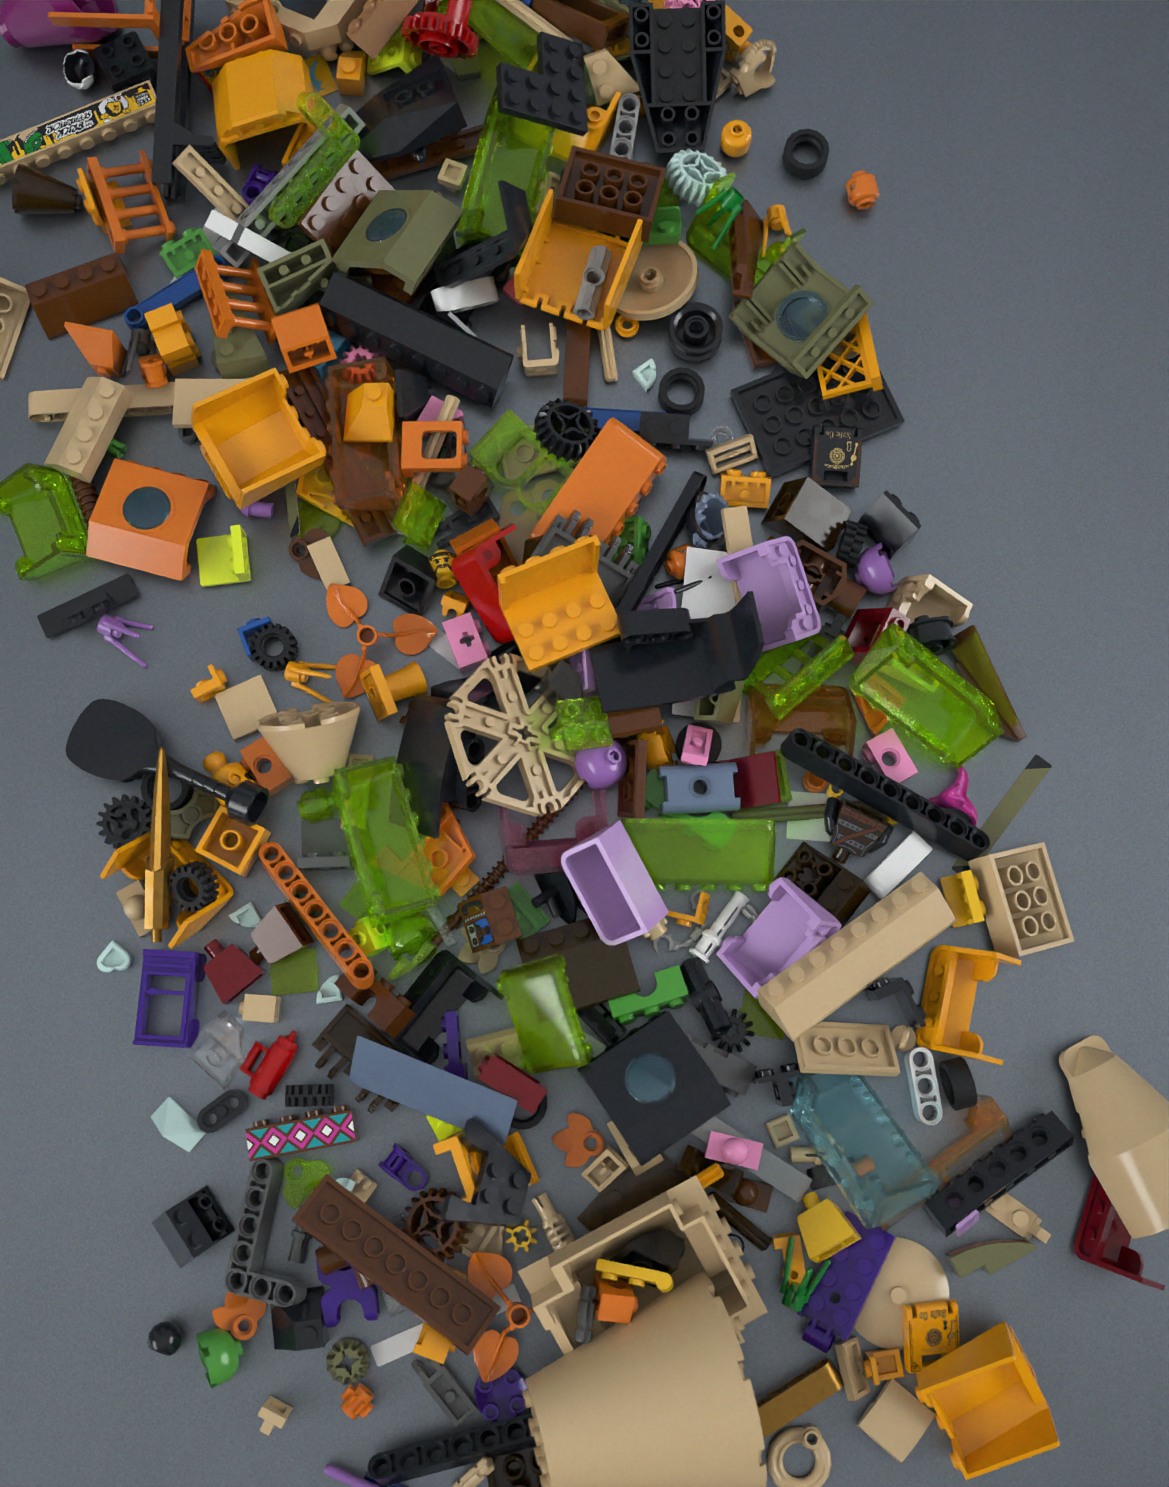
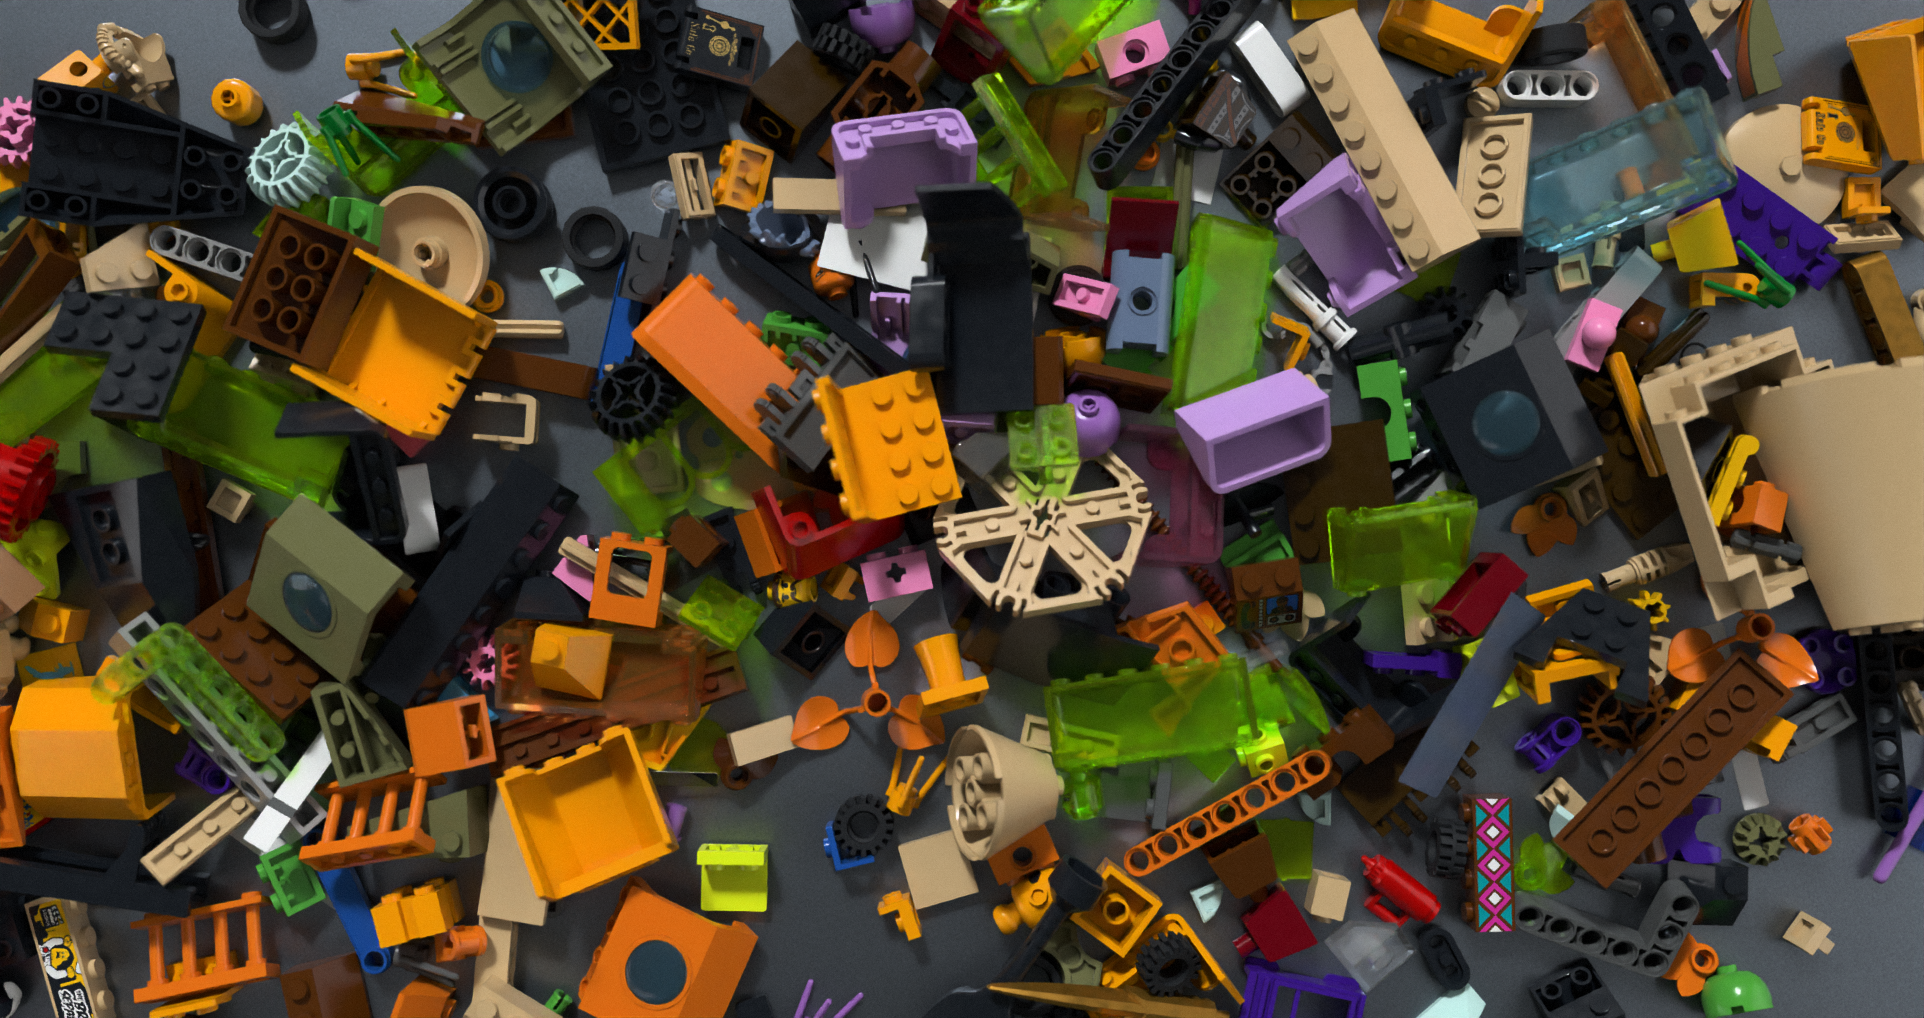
camera: 80 degrees left, 10 degrees up
(590, 292) = (412, 326): light grey piece -> none

